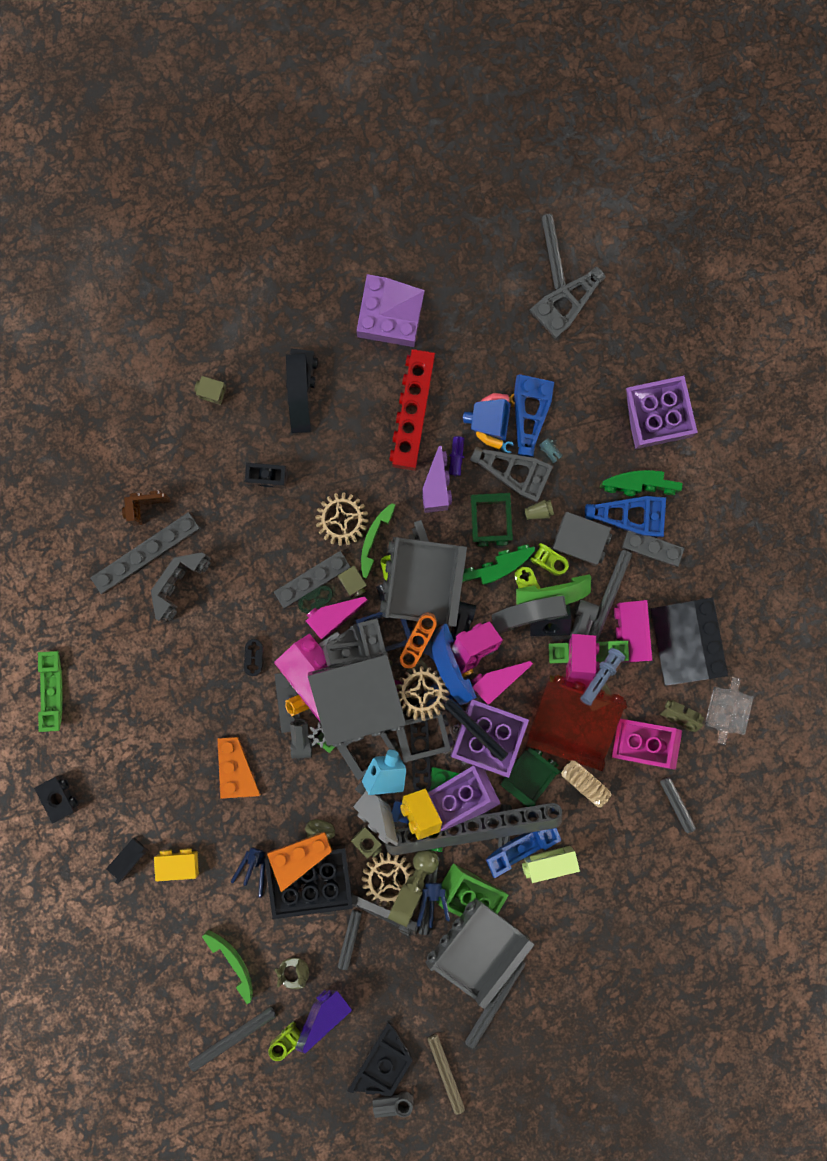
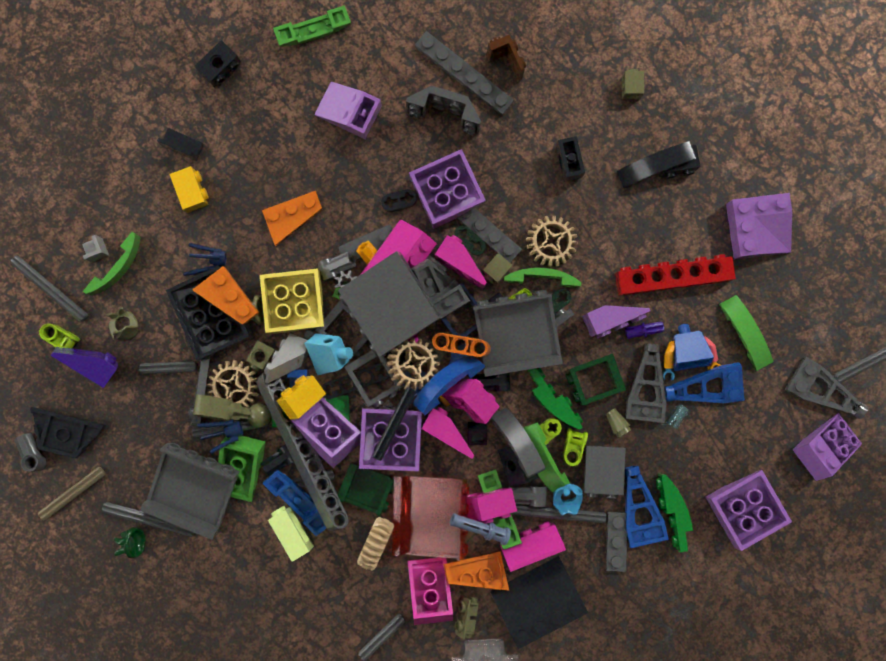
camera: 70 degrees right, 0 degrees up
(145, 680) = (349, 109): none -> medium lavender slope
(207, 980) = (95, 249): none -> light grey panel
(257, 606) = (447, 188): none -> medium lavender slope
(322, 794) = (292, 301): none -> light yellow slope
(407, 530) = (558, 306): none -> clear green beam
(476, 856) = (277, 461): none -> black piece
(489, 357) = (748, 332): none -> bright green slope
(508, 651) = (477, 433): none -> black slope
(513, 1027) = (131, 543): none -> dark green piece
(605, 585) = (568, 506): none -> dark azure piece
(623, 317) = (827, 448): none -> medium lavender slope
(643, 690) = (479, 571): none -> orange wing

